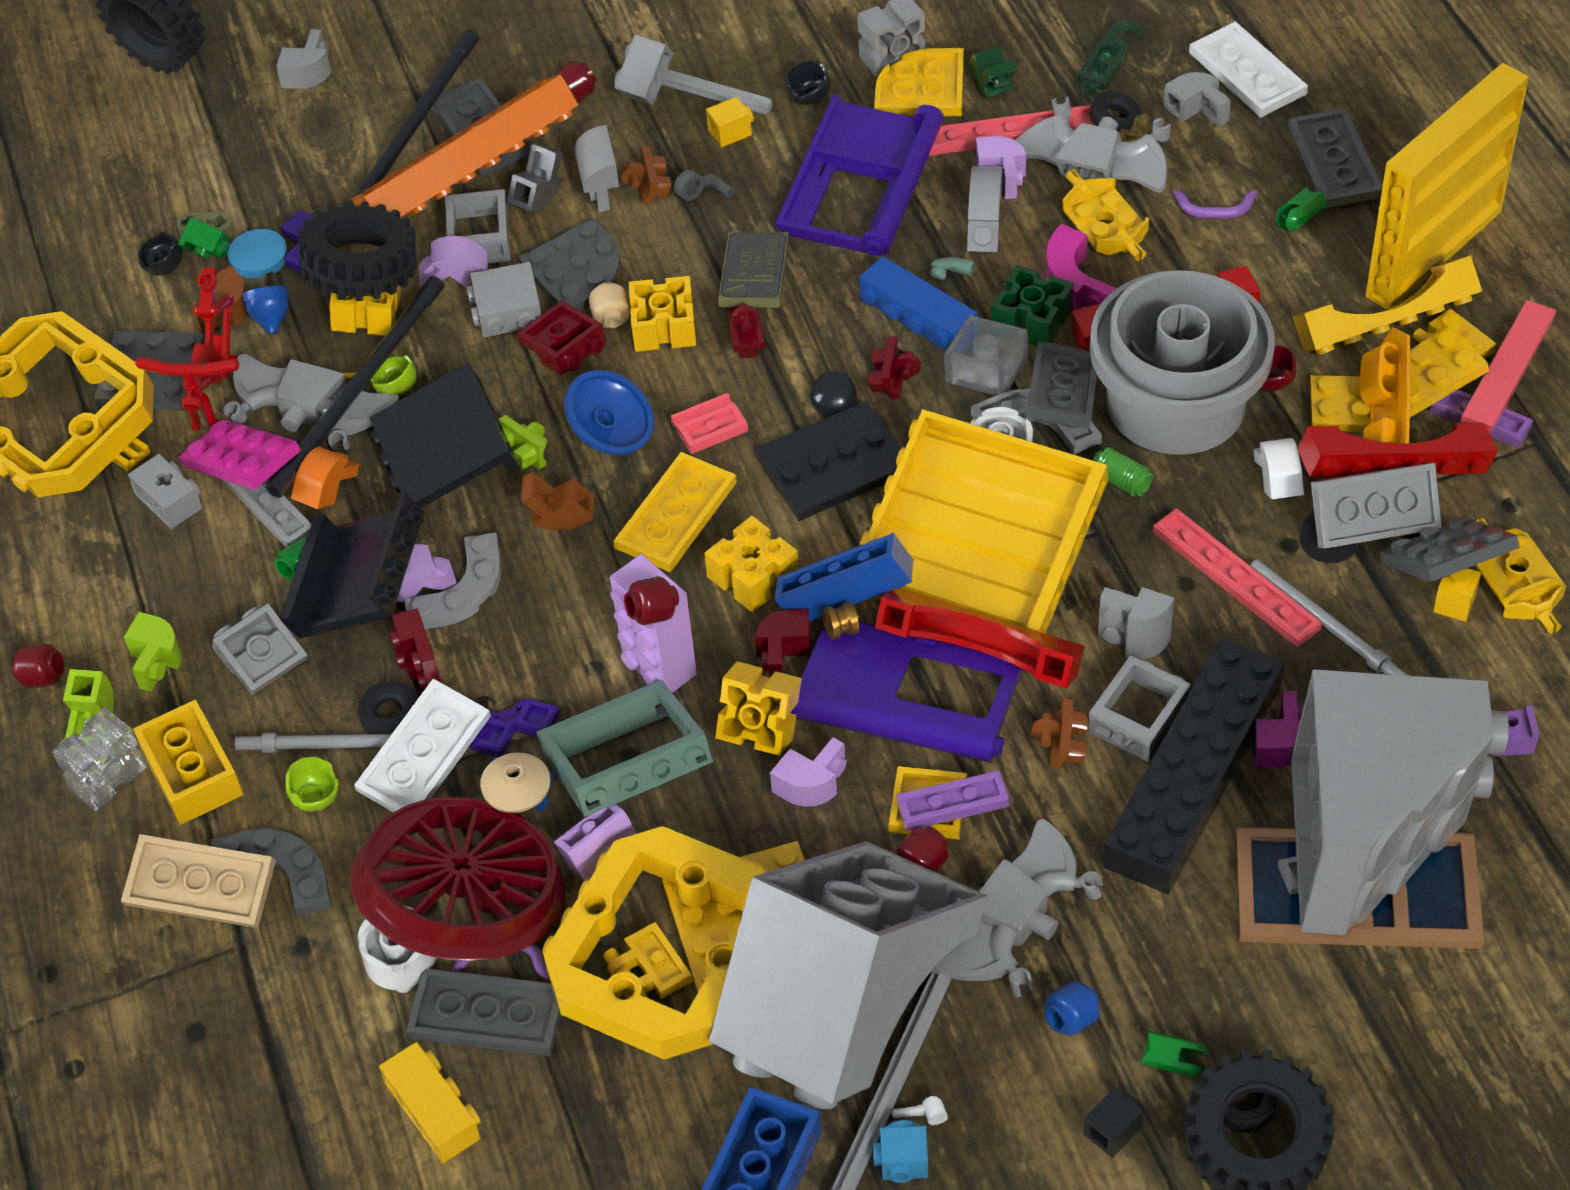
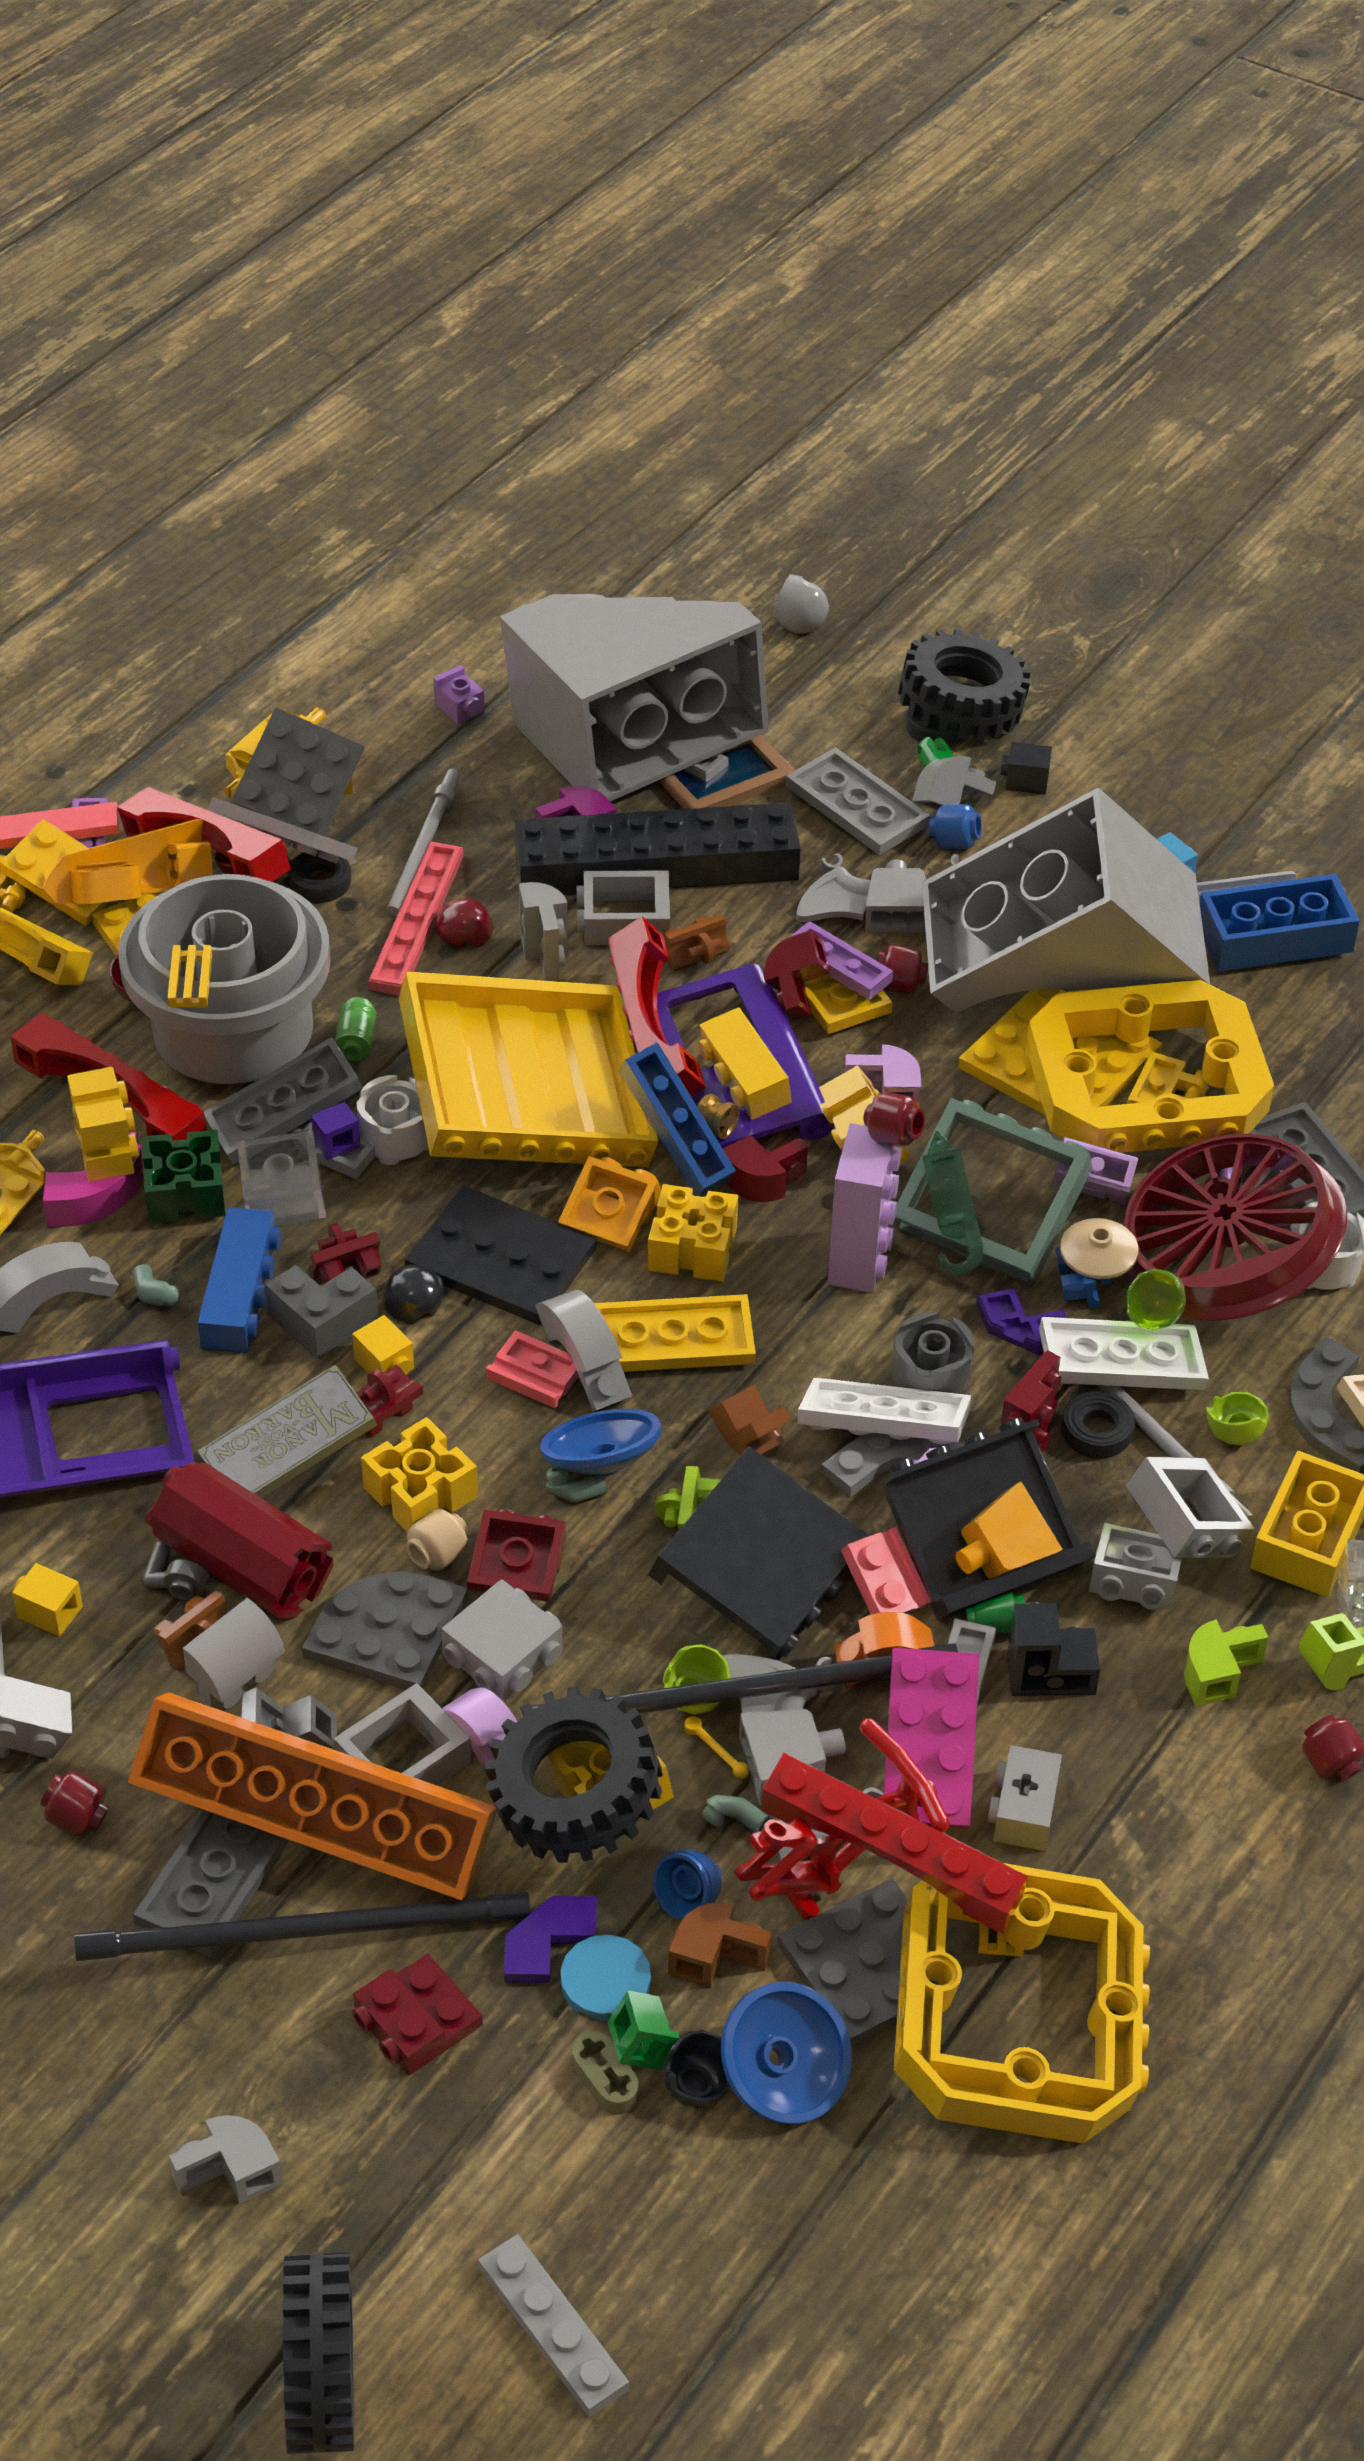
camera: 130 degrees left, 5 degrees down
(102, 147) = (553, 2325): none -> light grey plate
(126, 286) = (810, 2050): none -> blue dish
(220, 323) = (966, 1876): none -> red arch
(241, 552) = (1048, 1658): none -> black brick
(294, 702) = (1159, 1492): none -> light grey window
(303, 352) = (736, 1807): none -> sand green arm
(315, 166) = (415, 2013): none -> dark red plate
(328, 569) = (1006, 1535): none -> light orange torso
(373, 499) = (885, 1573): none -> coral plate
(434, 780) = (1155, 1299): none -> clear neon green hair
(497, 577) = (884, 1410): none -> white plate
(517, 632) = (933, 1354): none -> dark grey brick
(626, 702) = (953, 1202): none -> clear green plate
(686, 206) = (240, 1538): none -> dark red brick
(703, 438) = (588, 1340): none -> light grey arch
(789, 350) = (382, 1347): none -> yellow brick
(820, 531) = (611, 1202): none -> light orange plate
(851, 328) = (324, 1314): none -> dark grey brick
(876, 662) = (744, 1064): none -> yellow brick
(953, 755) = (792, 964): none -> dark red brick
(1005, 391) = (336, 1130): none -> dark purple plate
(1086, 249) = (103, 1123): none -> yellow brick
(1127, 1026) = (945, 781): none -> light grey brick
(1140, 275) = (189, 957): none -> yellow tile
(1165, 957) = (857, 801): none -> light grey plate
(1202, 599) = (464, 922): none -> dark red hair
(1474, 1064) = (801, 606): none -> light grey helmet

